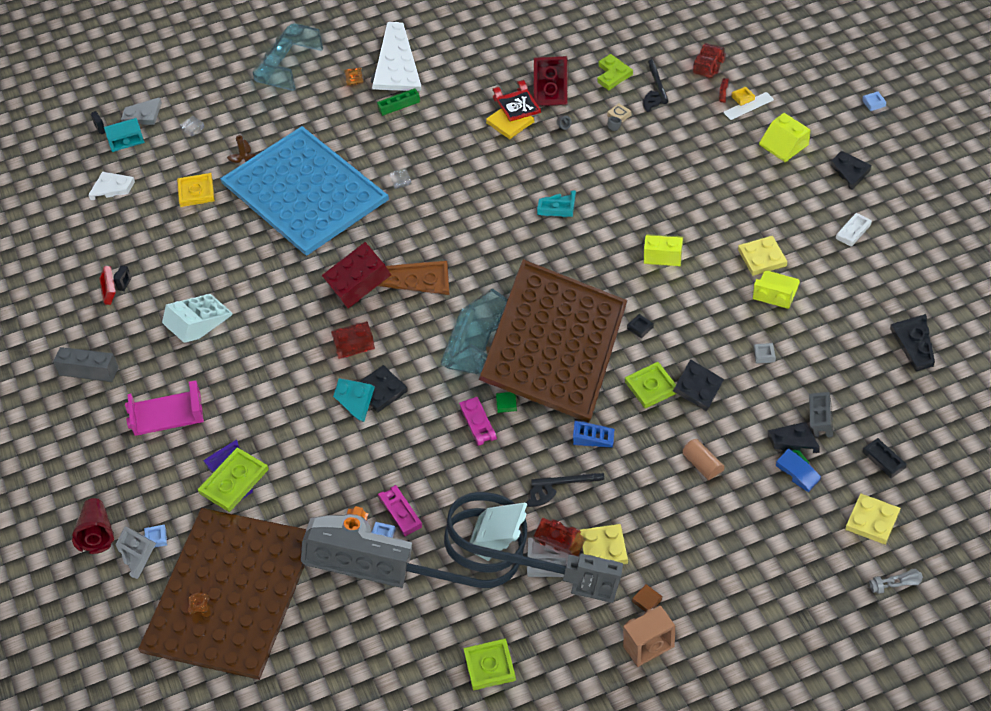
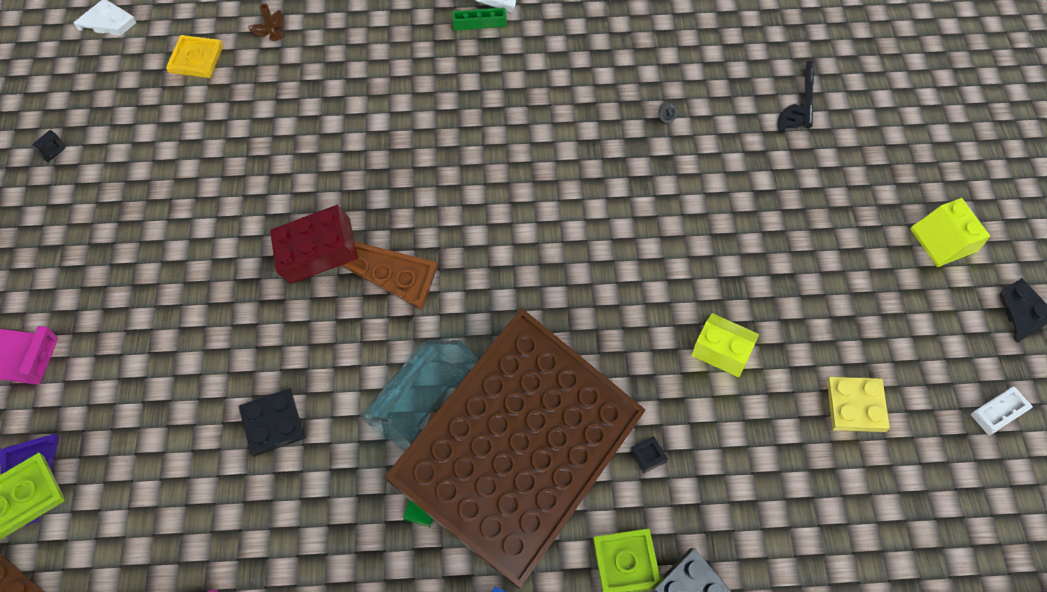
camera: 15 degrees right, 10 degrees up
(107, 285) = (26, 149): red tile -> none
(194, 317) = (102, 230): light aqua slope -> none
(304, 190) = (315, 101): dark azure plate -> none
(353, 340) = (267, 336): clear red brick -> none
(354, 397) = (229, 426): teal wing -> none
(400, 178) = (436, 122): clear tile -> none
(477, 421) = (370, 525): dark pink plate -> none
(504, 126) = (602, 87): yellow tile -> none
(517, 104) = (619, 69): flag -> none
(551, 81) = (673, 51): dark red slope -> none
(557, 205) = (611, 229): teal wing -> none
(614, 123) = (730, 135): dark grey hinge -> none
(615, 72) = (760, 63): lime plate -> none
(620, 112) = (742, 123): tan tile -> none
(709, 60) = (885, 86): clear red brick -> none
(723, 90) = (890, 135): clear red tile -> none
(740, 110) = (915, 166): white sticker -> none
(743, 96) = (913, 151): yellow tile -> none
(764, 353) = (806, 568): light grey tile -> none
(775, 289) = (859, 468): neon yellow bracket -> none

